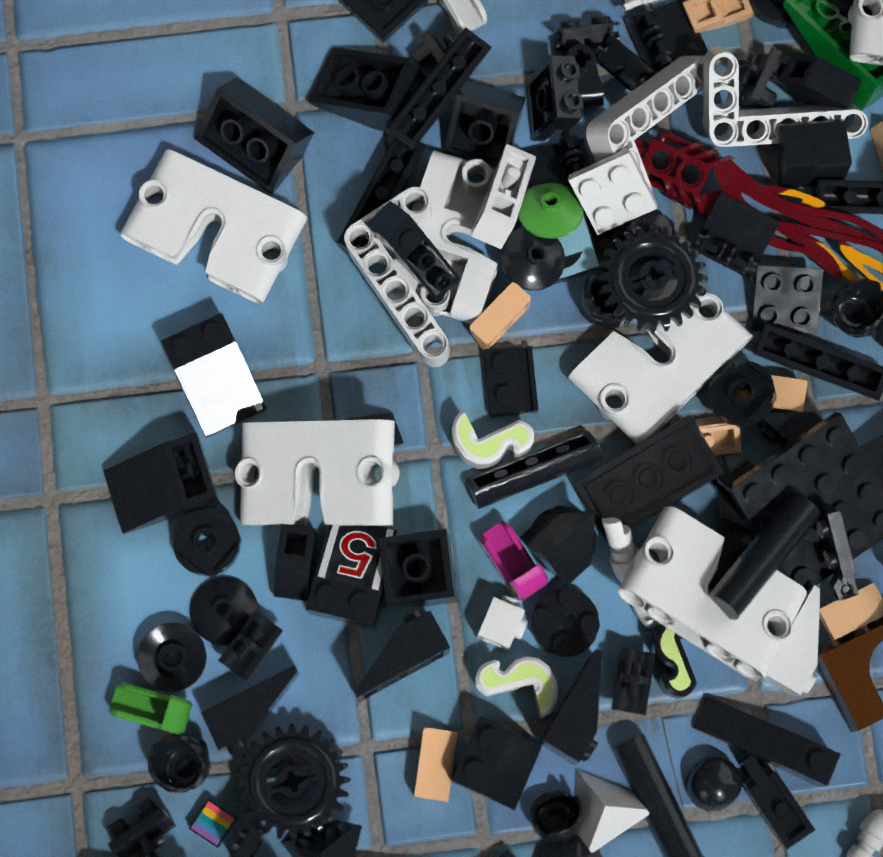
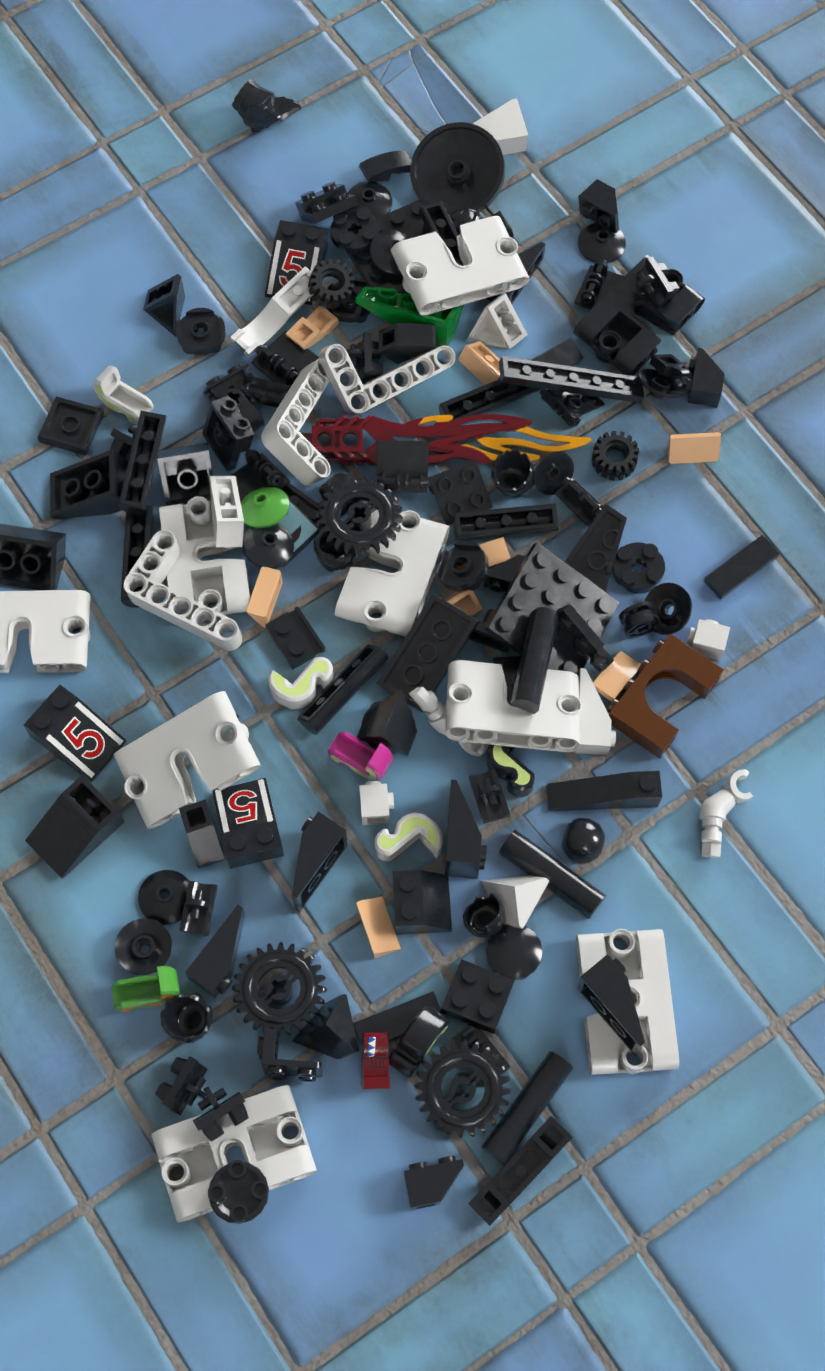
camera: 25 degrees left, 10 degrees down
(206, 522) = (136, 867): black plate -> none
(213, 823) = (234, 1052): tile -> none
(413, 250) = (179, 572): black slope -> none
(418, 569) = (295, 793): black slope -> none
(562, 642) = (426, 796): black plate -> none
(613, 191) = (301, 472): white plate -> none
(775, 802) = (632, 830): black hinge -> none
(812, 152) = (426, 388): black slope -> none

